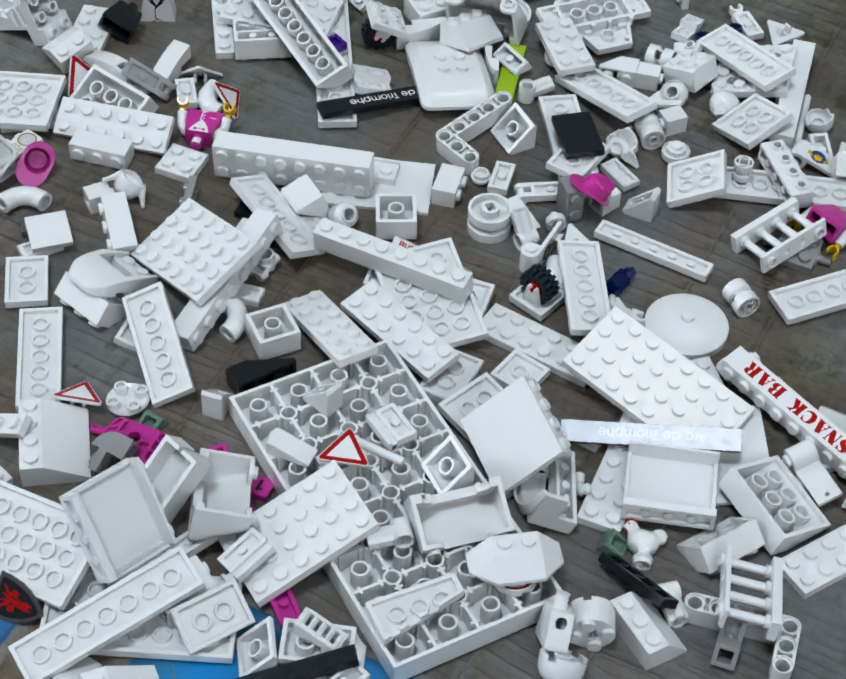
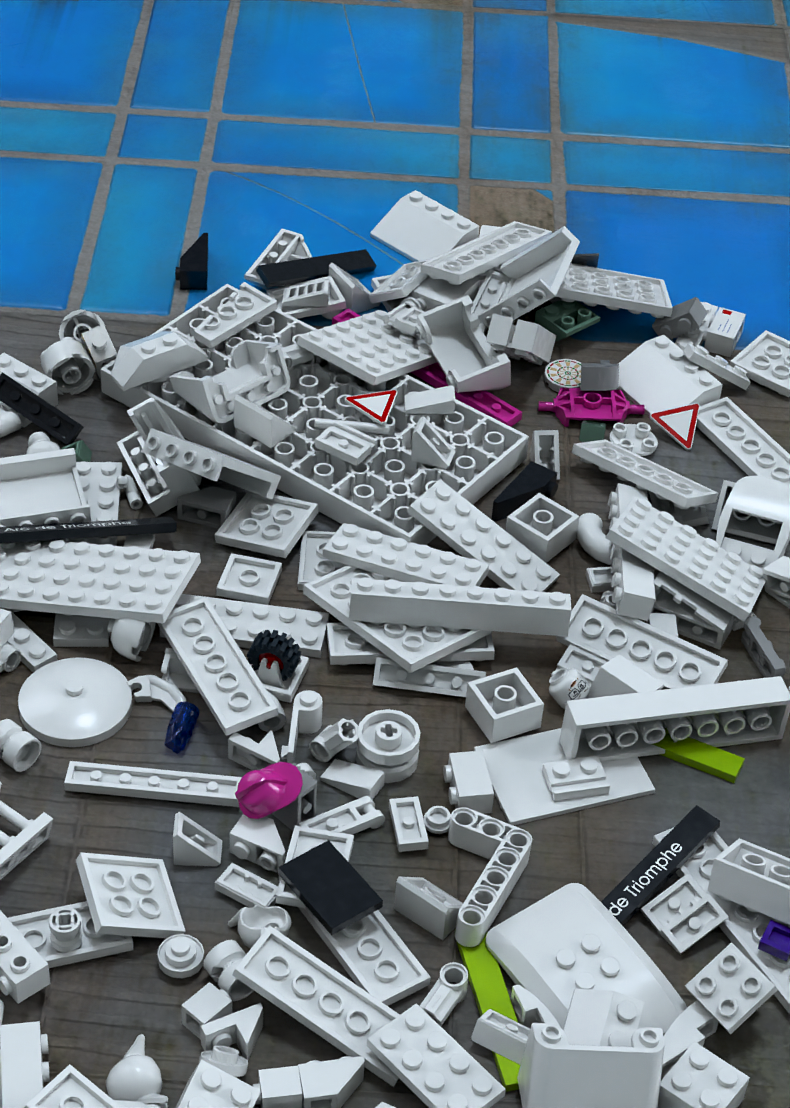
camera: 155 degrees right, 5 degrees down
(752, 121) = (74, 1029): white plate -> none

